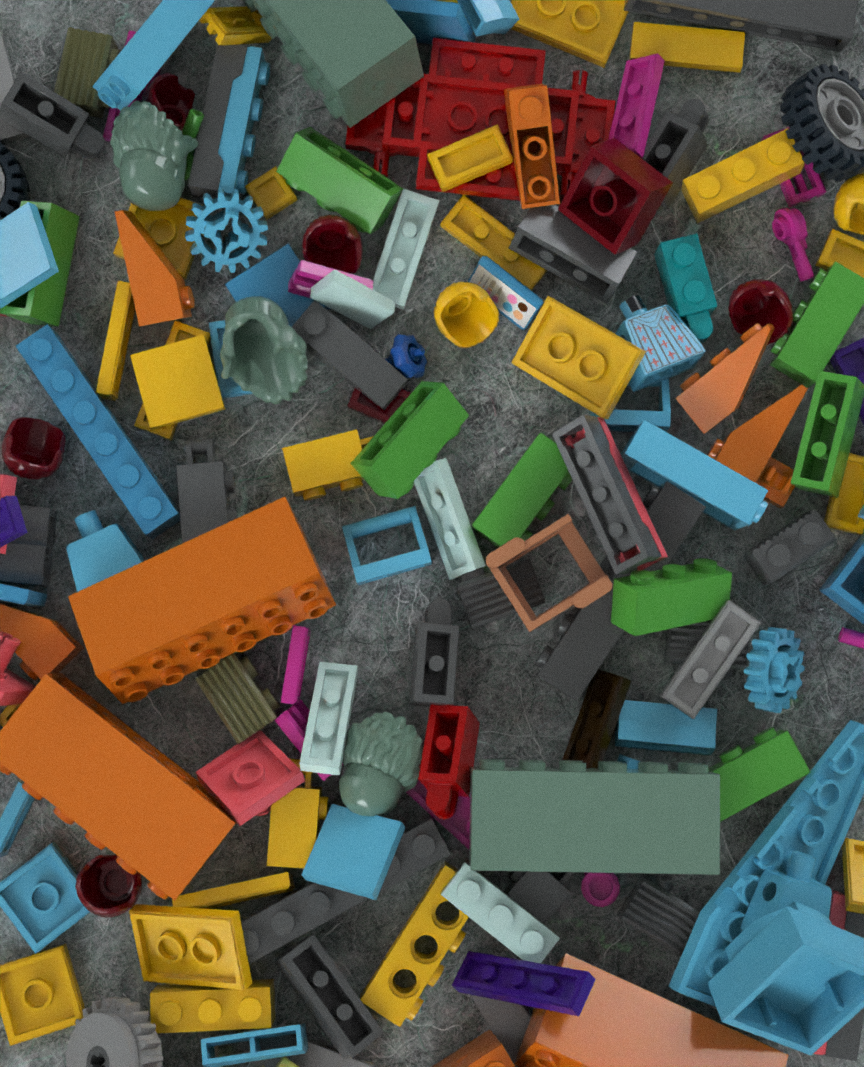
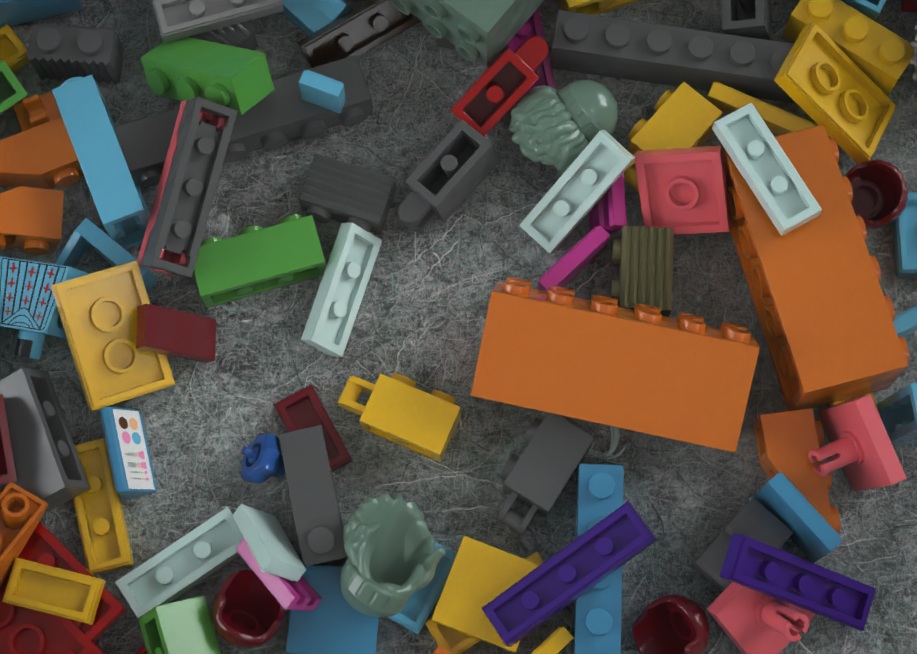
camera: 140 degrees left, 10 degrees down
(100, 551) = (677, 481): medium azure torso -> none
(126, 428) = (569, 574): none -> dark purple tile
(189, 825) = (766, 169): none -> light aqua plate
(353, 852) = (639, 65): medium azure tile -> none
(392, 565) = (423, 286): medium azure tile -> none
(410, 440) = (318, 374): bright green brick -> none
(465, 314) = (178, 455): yellow hair -> none
(517, 547) = (279, 121): nougat piece -> none
(536, 394) = (175, 333): none -> dark red tile
(573, 647) = (322, 91): none -> medium azure tile

